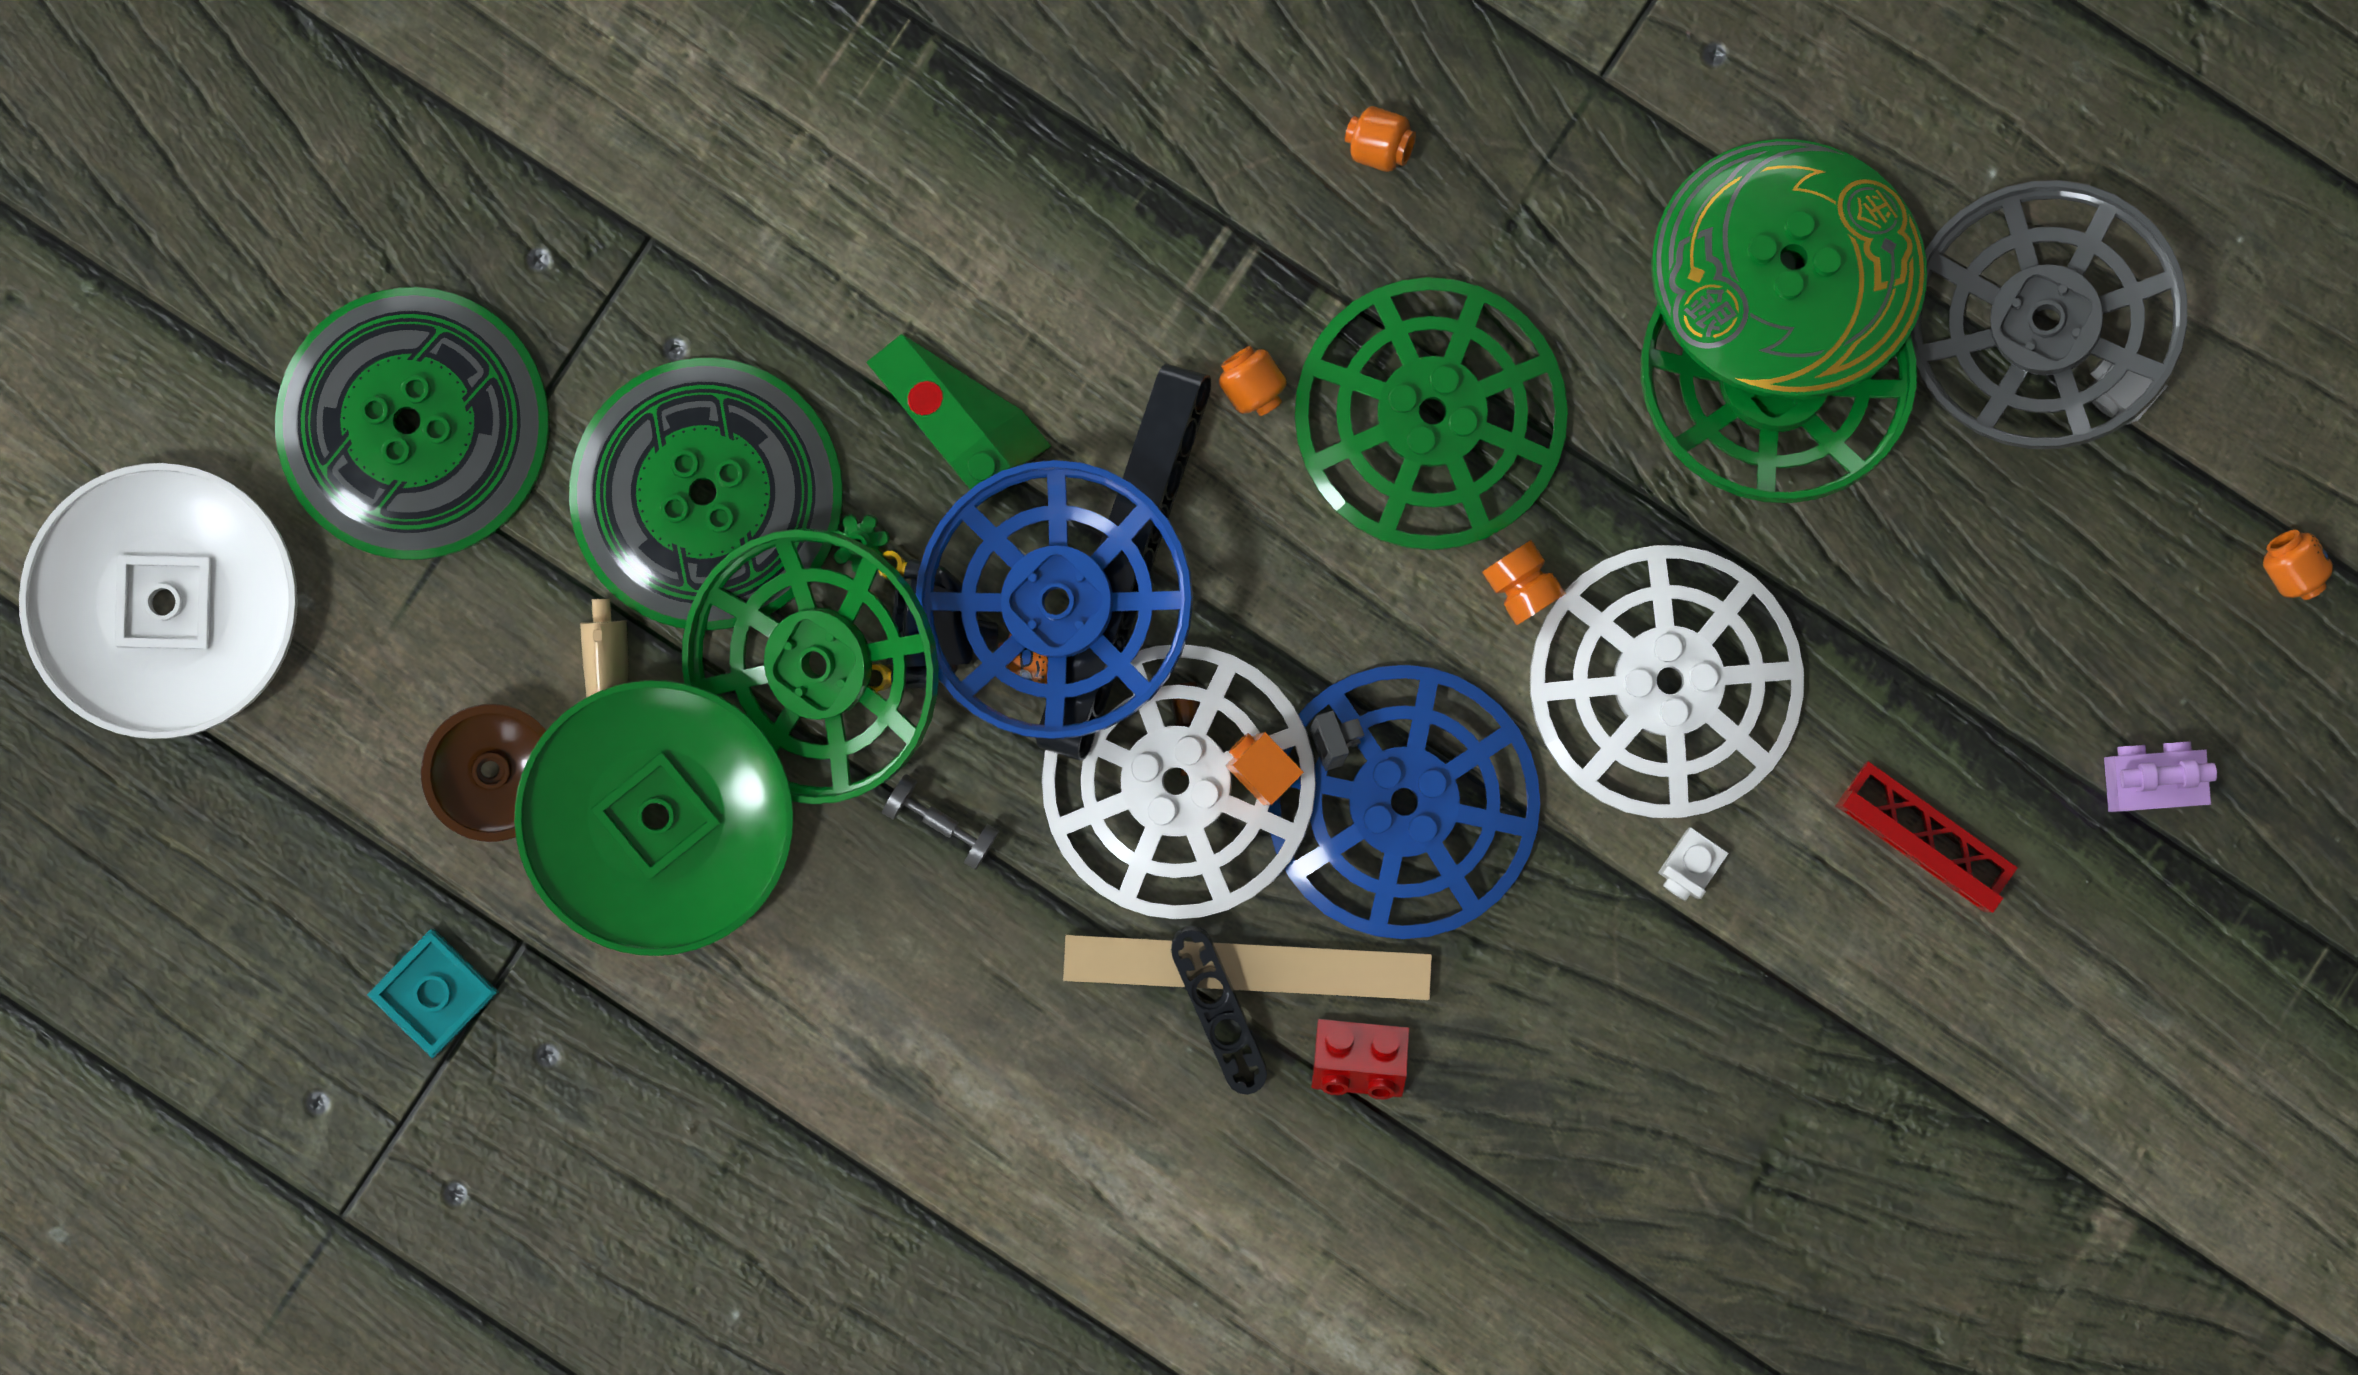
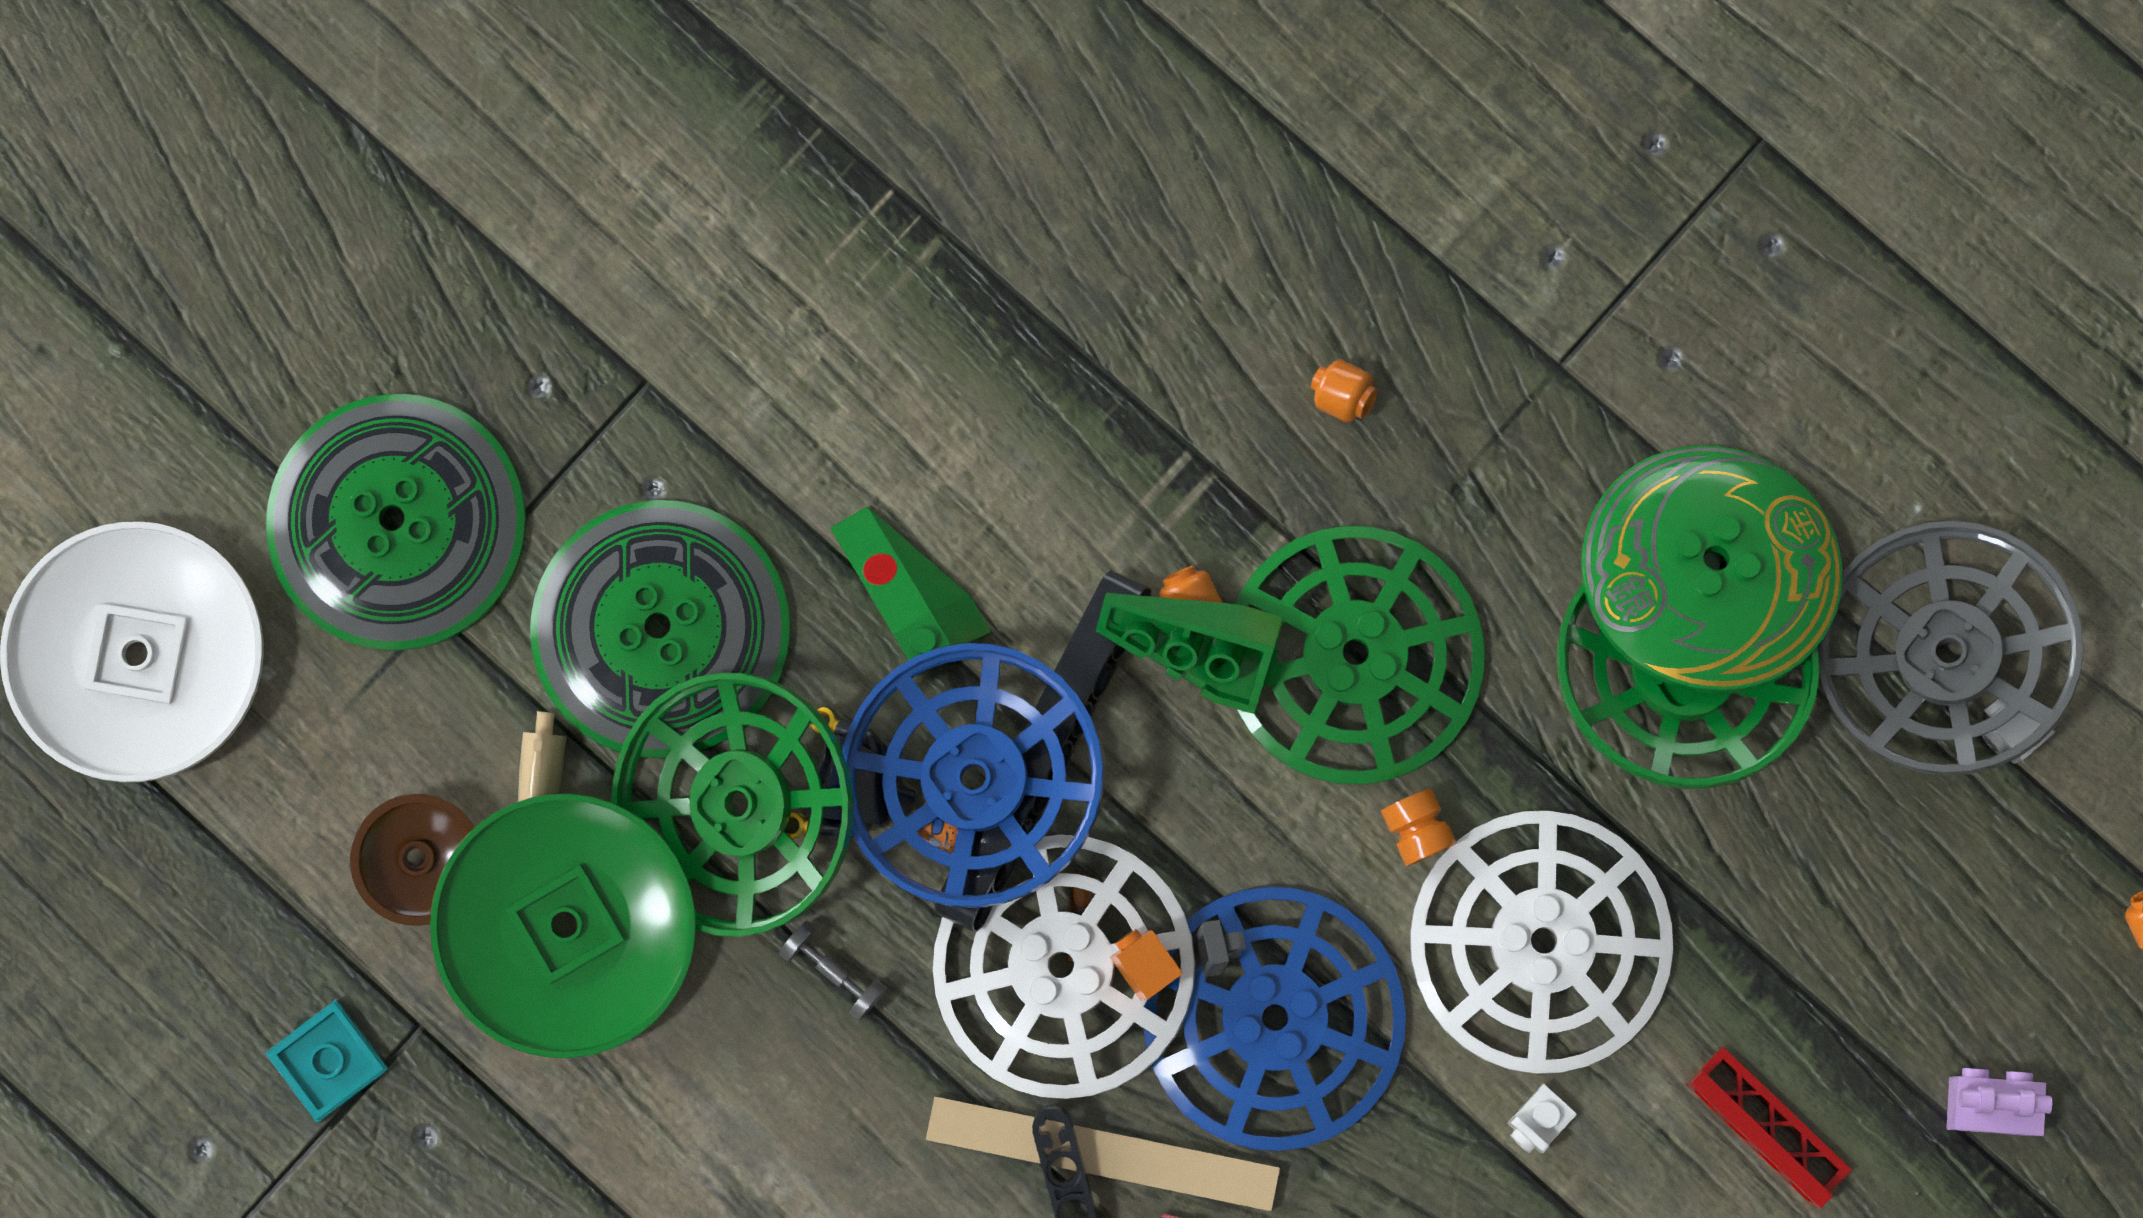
camera: 15 degrees right, 5 degrees down
(863, 531) = (804, 687): green plant -> none
(1279, 425) = (1208, 643): none -> green wedge

